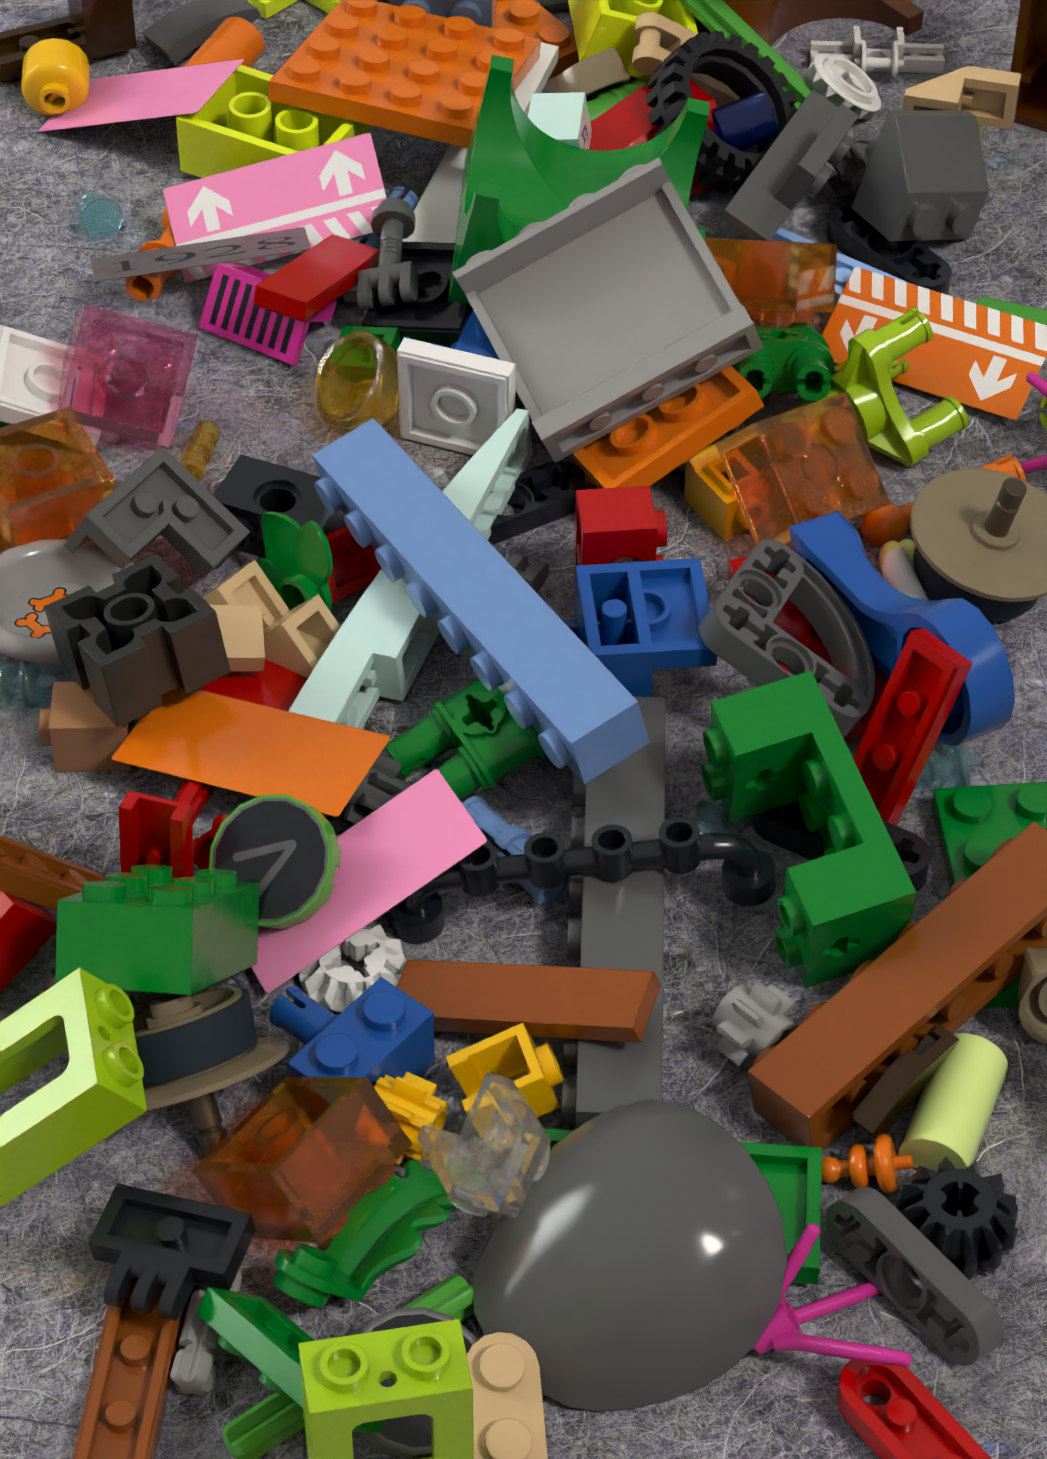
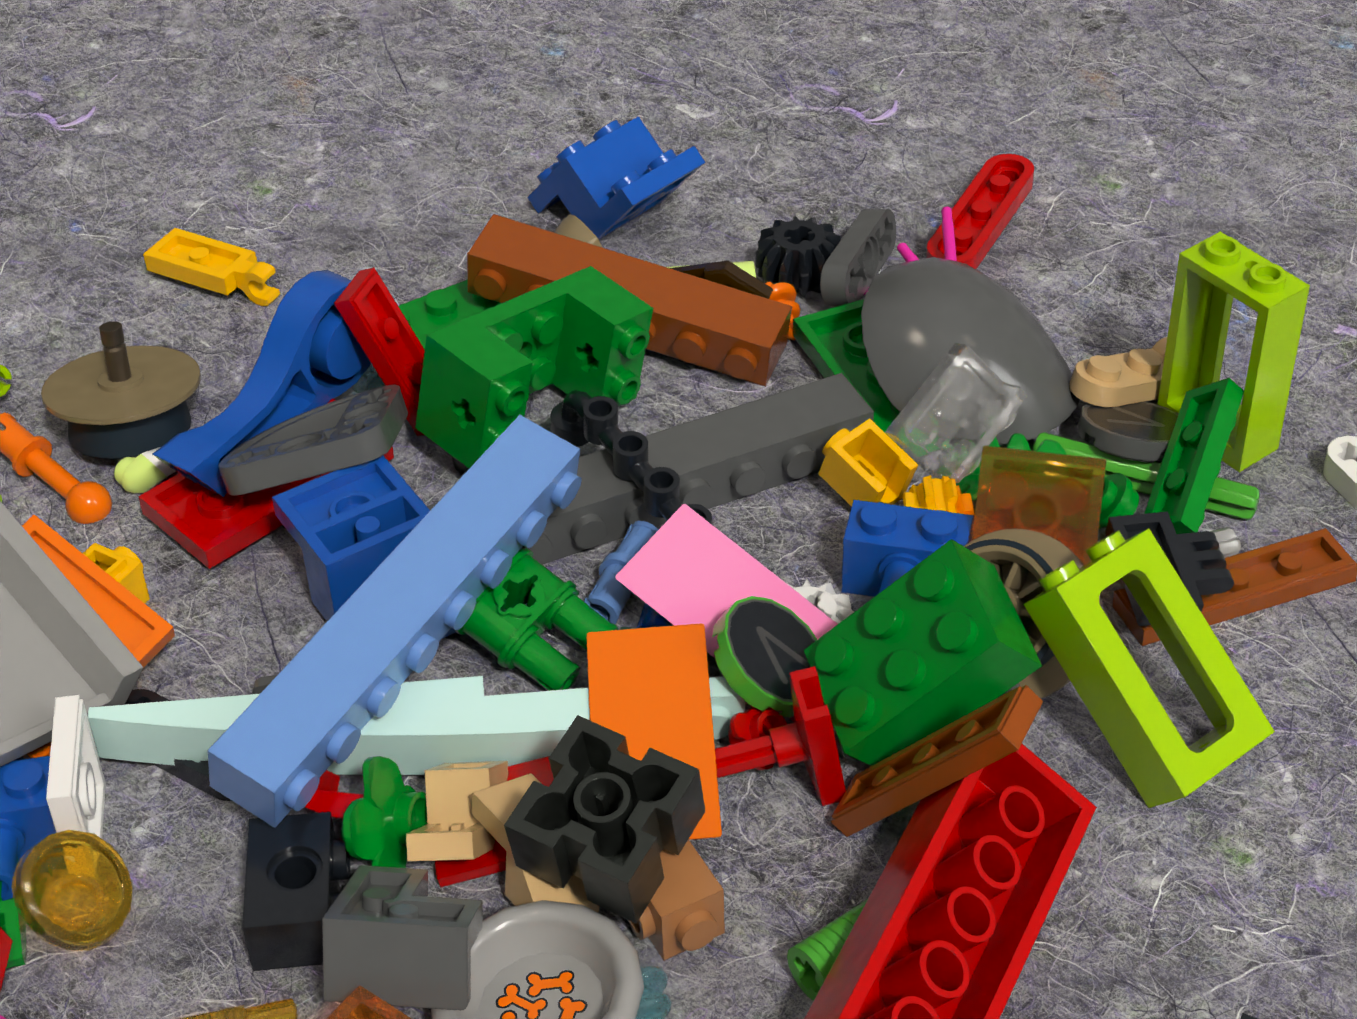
camera: 115 degrees left, 5 degrees down
(546, 999) = (794, 478): dark orange tile -> none
(617, 526) = (253, 597): red brick -> none
(752, 1021) = (711, 378): light grey gear -> none
(802, 468) = (98, 501): clear orange brick -> none

